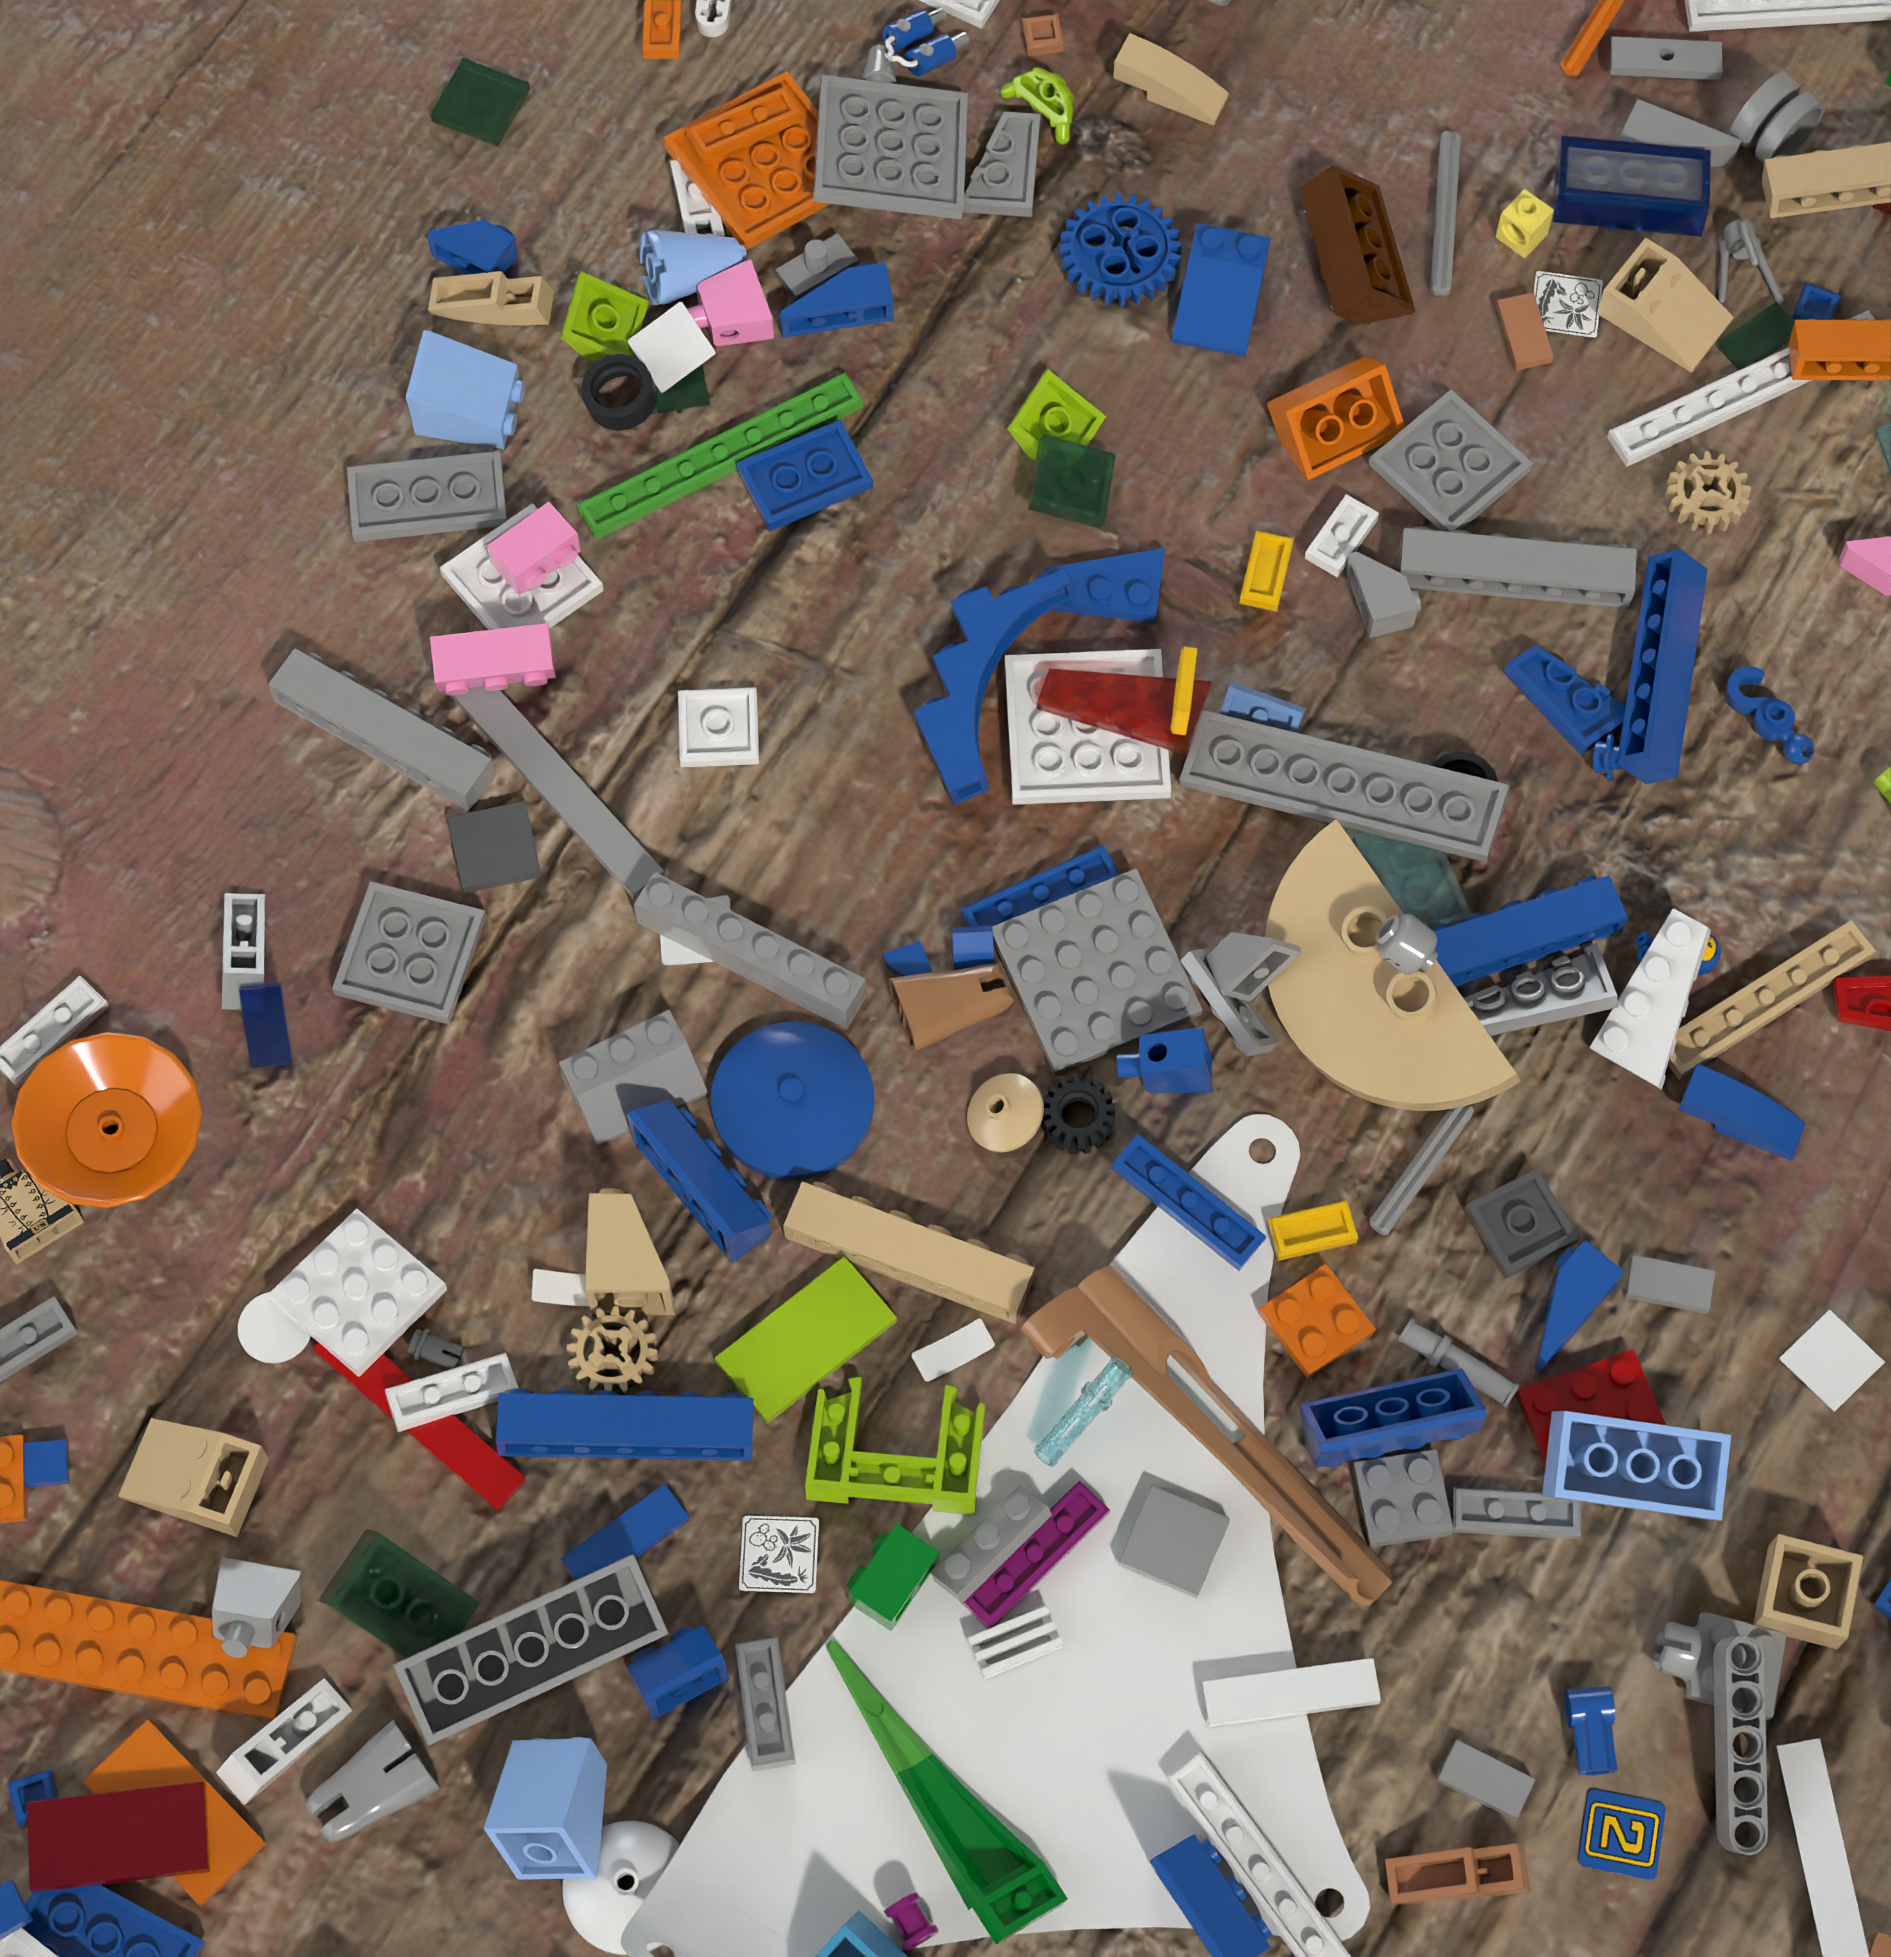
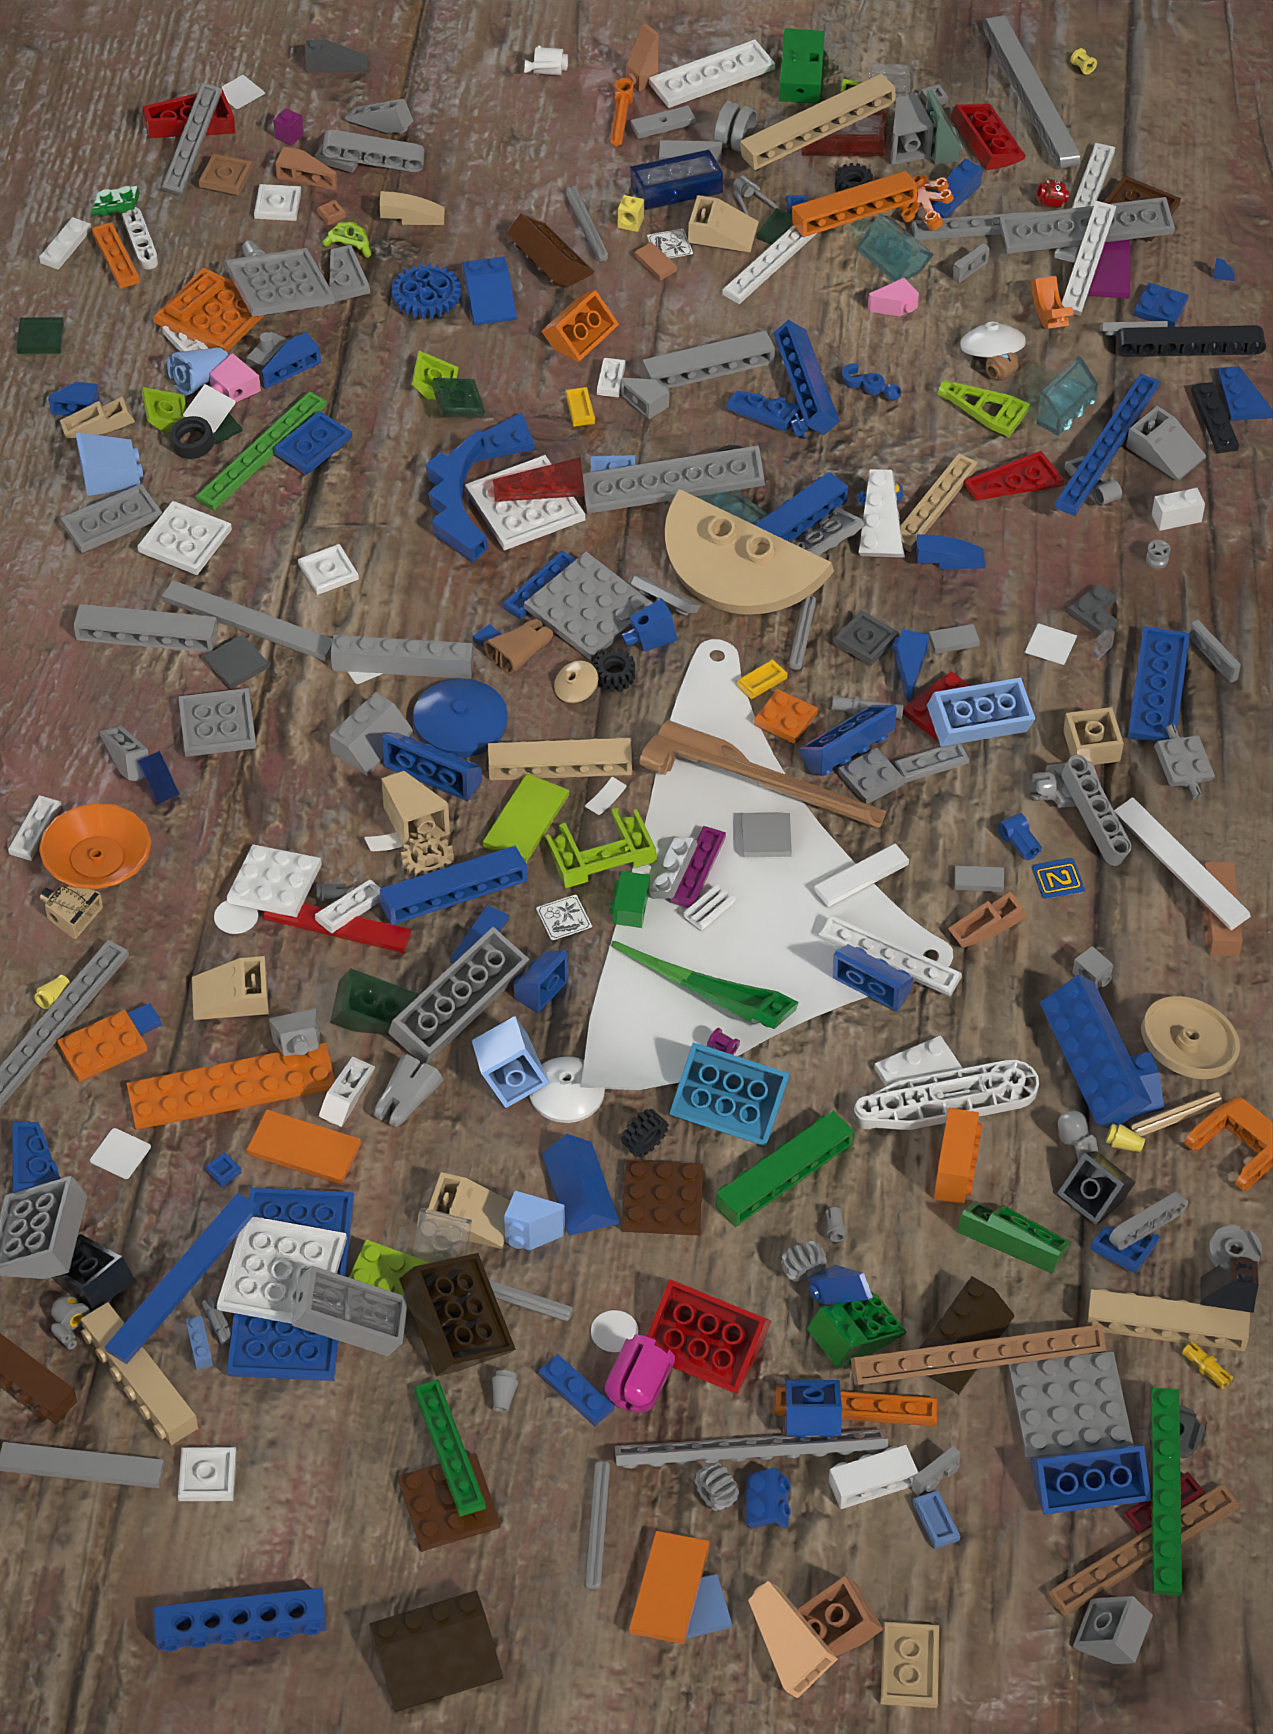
camera: 25 degrees left, 15 degrees down
(118, 1837) = (282, 1162): dark red tile -> none
(492, 658) = (191, 572): bright pink brick -> none
(534, 549) = (187, 516): bright pink brick -> none
(765, 1704) = (595, 980): light grey tile -> none
(927, 55) = (263, 227): blue piece -> none
(972, 946) = (518, 615): blue tile -> none
(1113, 1376) = (698, 761): clear light blue pin -> none
(1183, 690) = (570, 460): yellow tile -> none
(1188, 1202) = (693, 686): blue plate -> none
(1249, 963) = (668, 567): light grey slope -> none
(1407, 944) = (746, 523): light grey head -> none
(1450, 463) = (649, 328): light grey plate -> none
(1707, 491) = (787, 298): tan gear -> none

